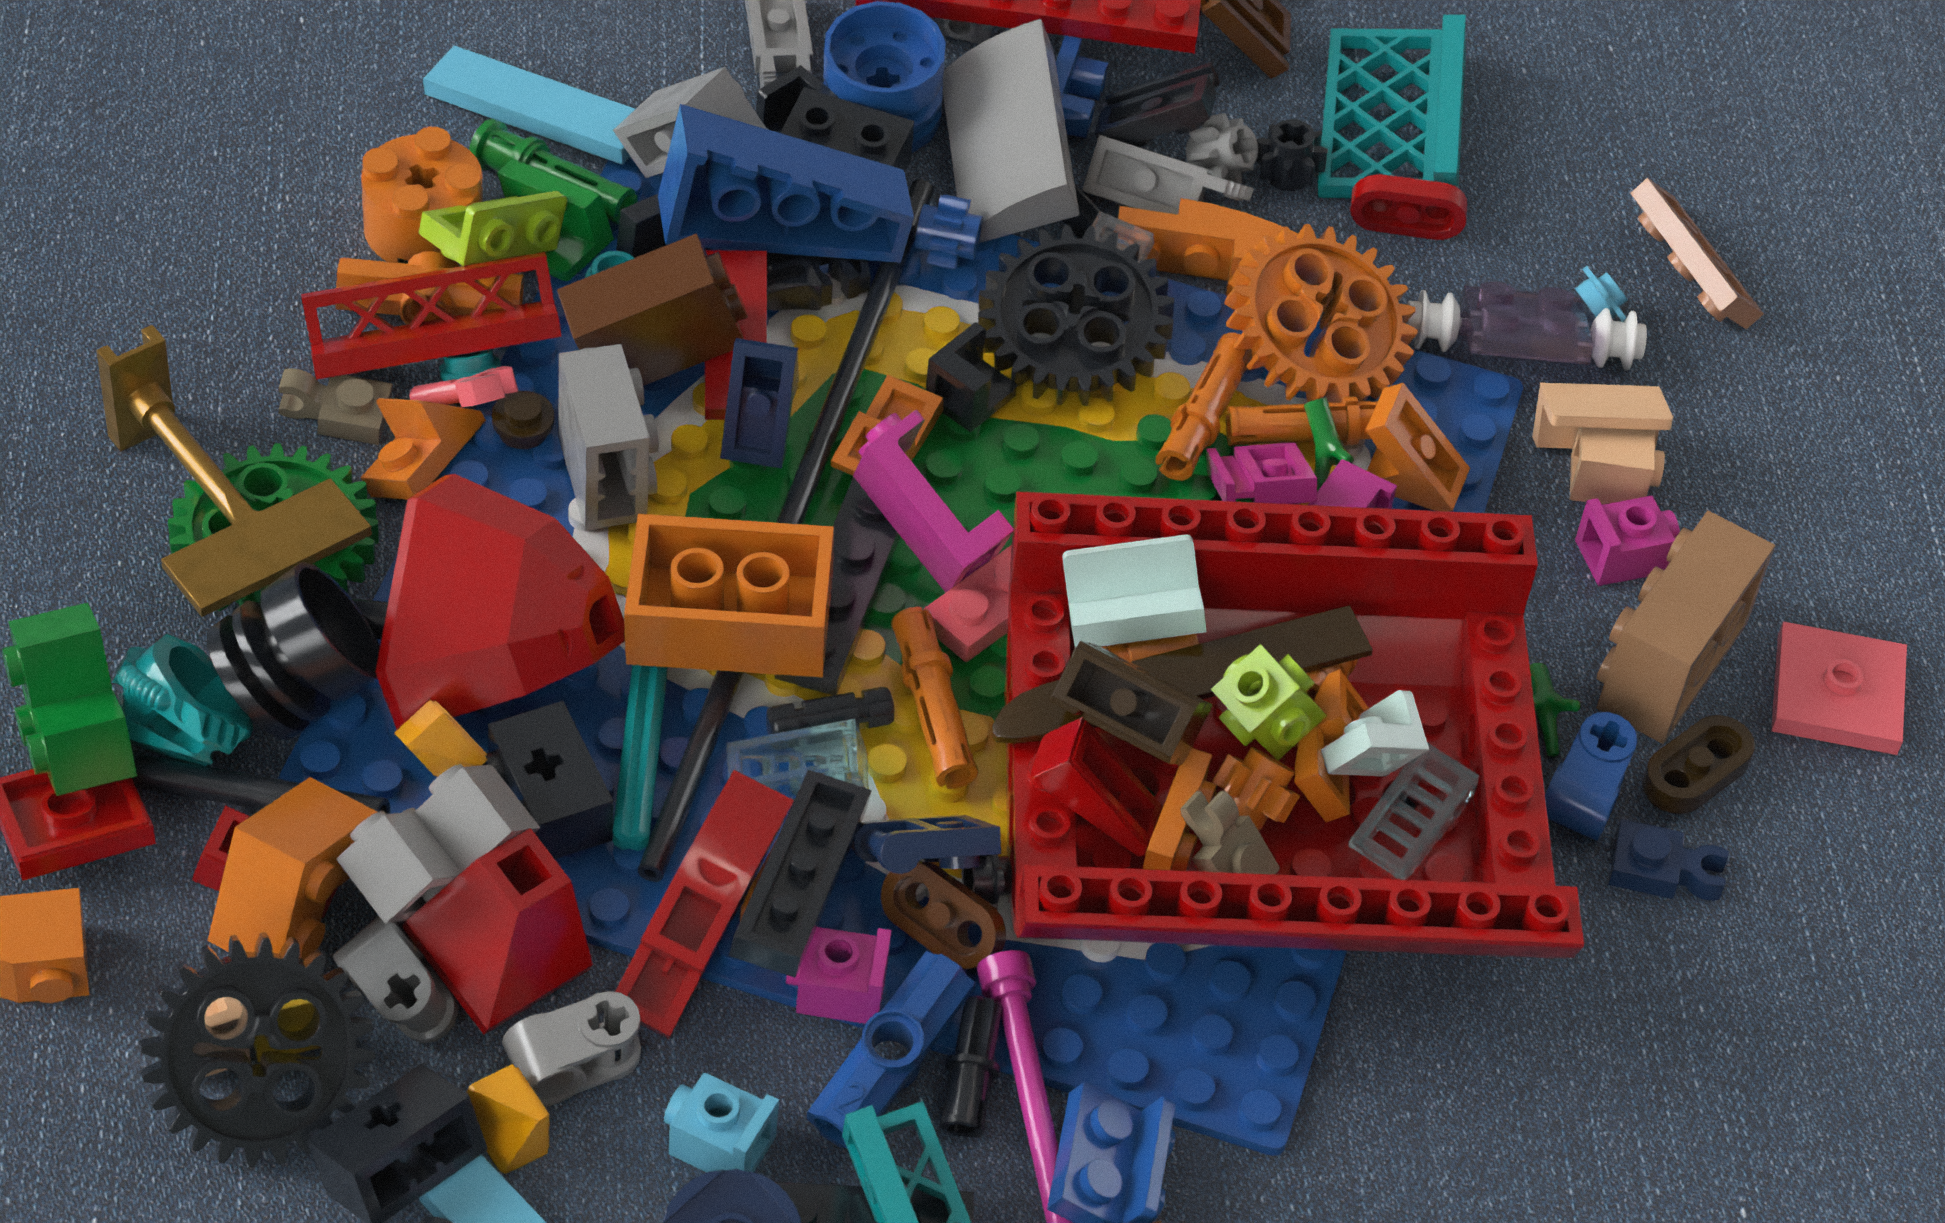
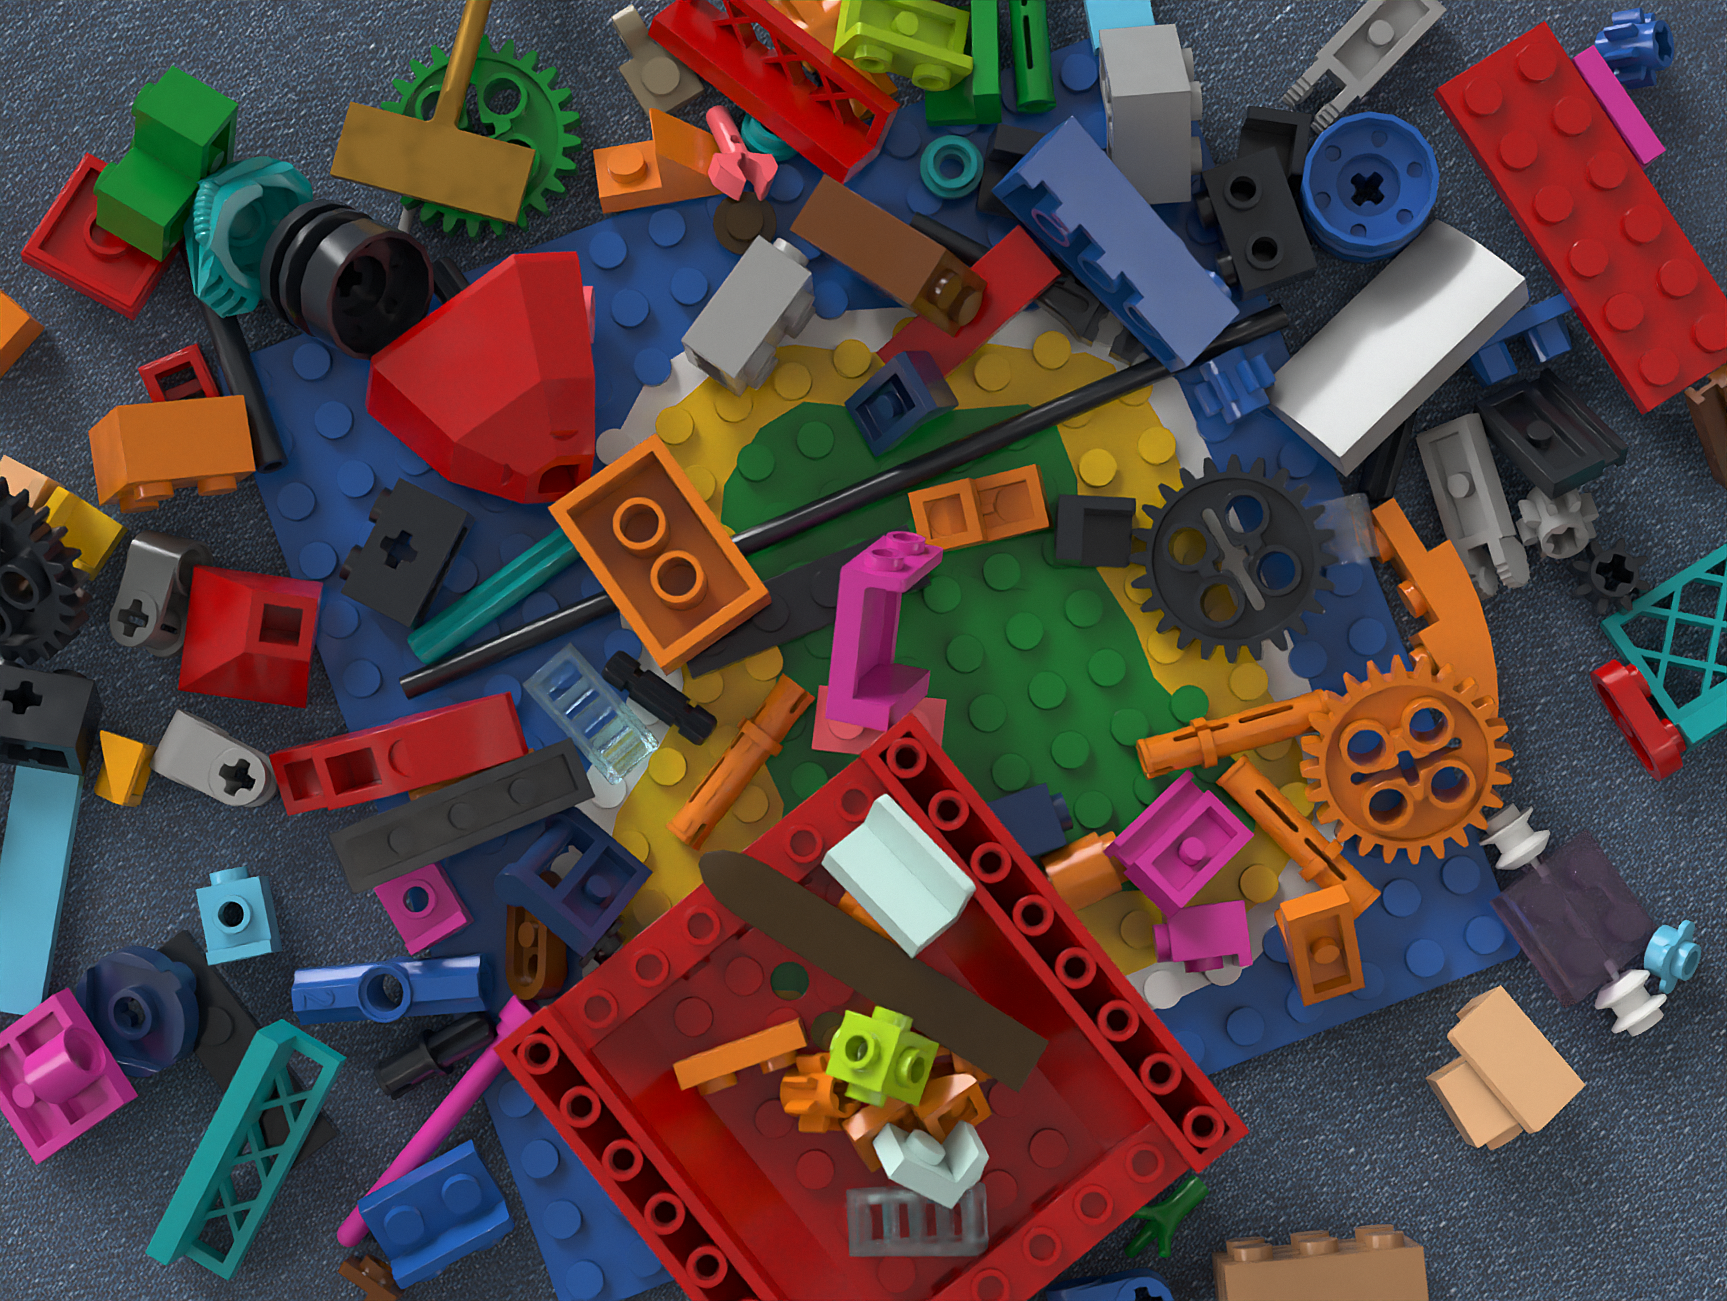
camera: 60 degrees right, 35 degrees up
(415, 853) = (254, 538): light grey brick -> none
(439, 740) = (364, 452): light orange slope -> none
(1096, 784) = (693, 945): red slope -> none
(1131, 703) = (768, 967): dark brown brick -> none
(1228, 840) = (737, 1123): dark tan plate -> none
(1327, 441) = (1268, 867): green bar -> none
(1625, 538) = (1381, 1157): dark pink brick -> none

